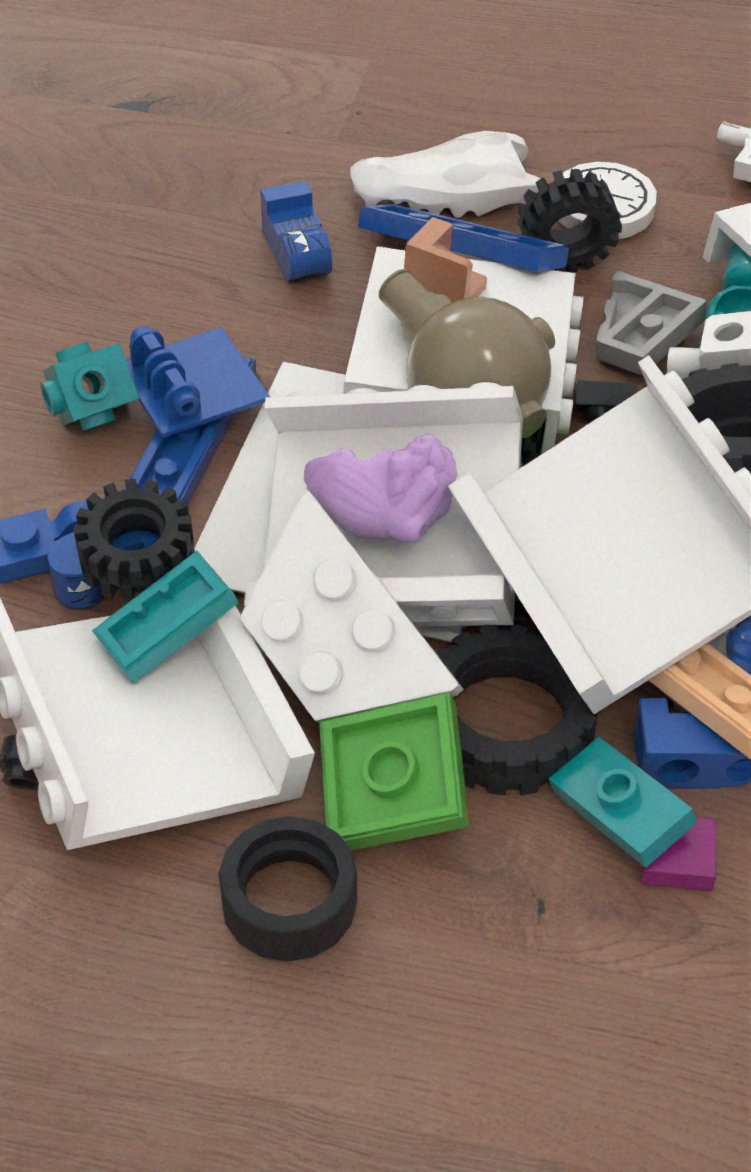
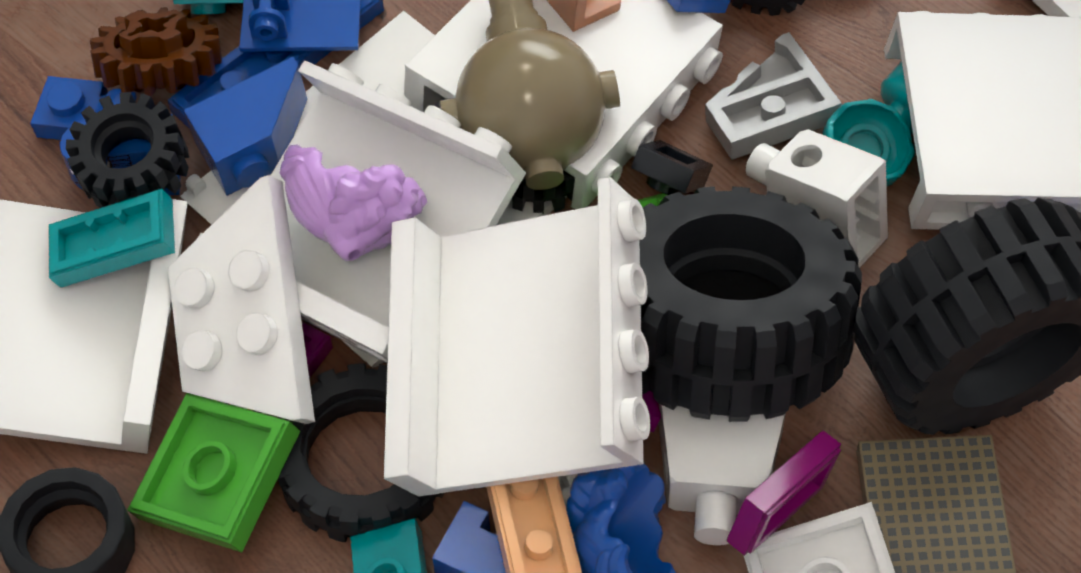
camera: 30 degrees right, 10 degrees up
(82, 461) = (156, 51): none -> reddish brown gear
(221, 490) = (249, 125): none -> blue slope

